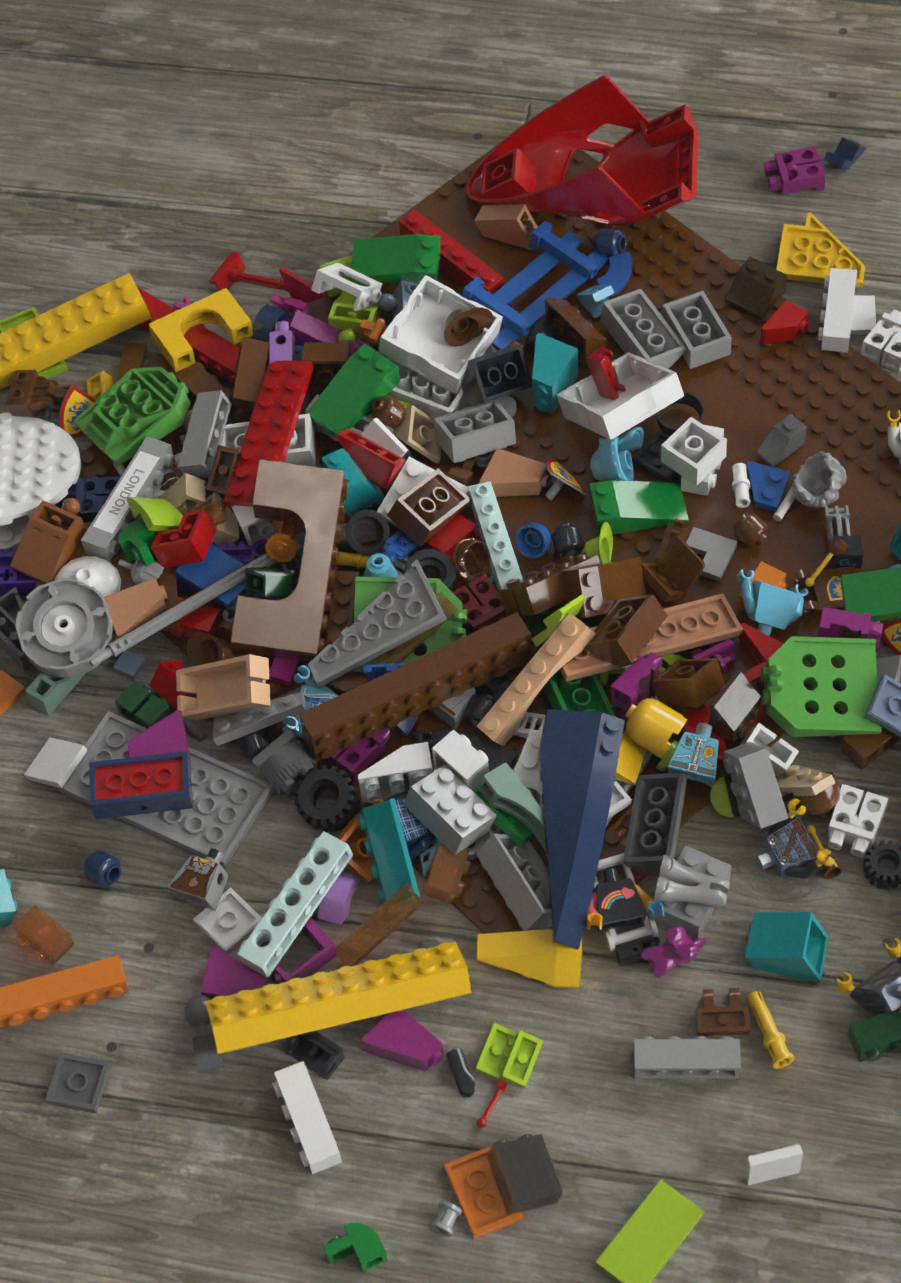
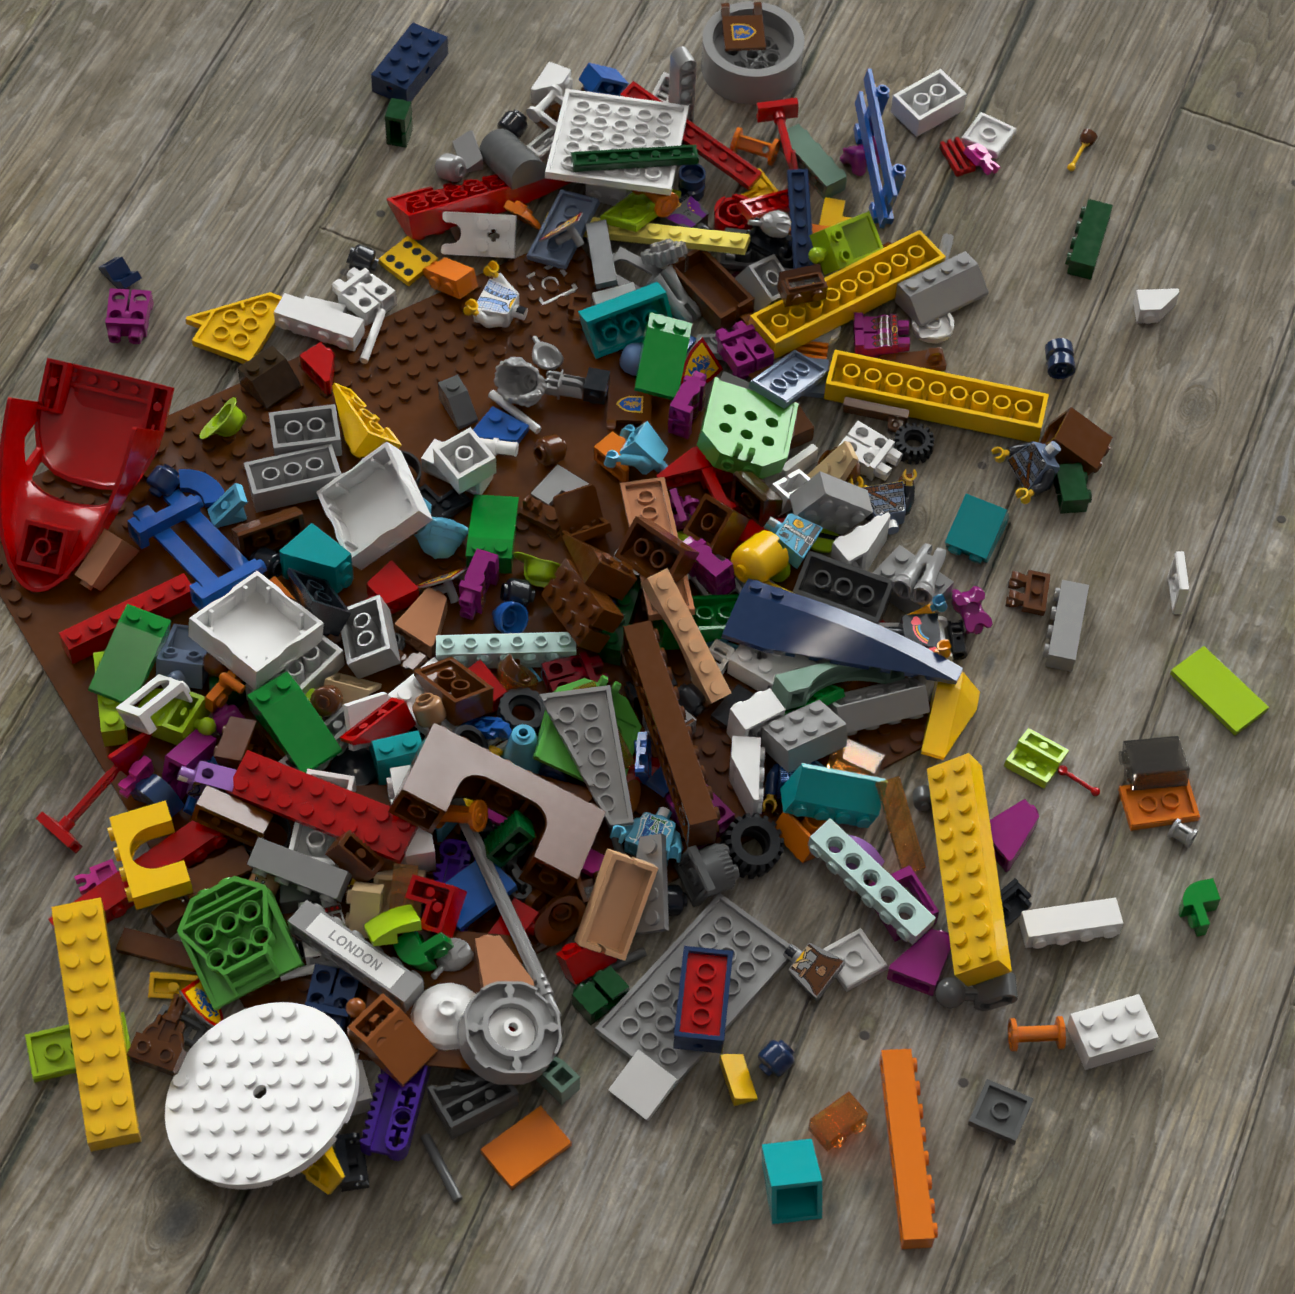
camera: 85 degrees left, 0 degrees up
(78, 841) = (737, 1078): none -> yellow slope
(162, 738) = (656, 978): magenta slope -> none
(172, 1119) = (1036, 1033): none -> orange hose
(183, 1175) = (1112, 1031): none -> white brick
(391, 487) = (428, 710): none -> medium nougat head
(435, 736) = (706, 745): black bar -> none
(461, 1072) = (1045, 796): black bar -> none
(466, 325) = (252, 604): reddish brown piece -> none
(541, 439) = (393, 587): none -> red torso
(557, 617) = (639, 597): lime slope -> none
(562, 502) = (480, 574): none -> magenta hips
(604, 373) = (341, 512): red hinge -> none
(693, 272) = (226, 421): none -> lime piece
(717, 832) = (863, 543): none -> white slope
(723, 377) = (359, 425): none -> yellow wedge
(773, 1039) = (1060, 562): yellow pin -> none
(817, 756) = (800, 461): none -> white tile
(836, 547) = (601, 385): hinge -> none
(844, 357) = (372, 335): none -> white bar
(871, 501) = (546, 355): none -> light grey piece

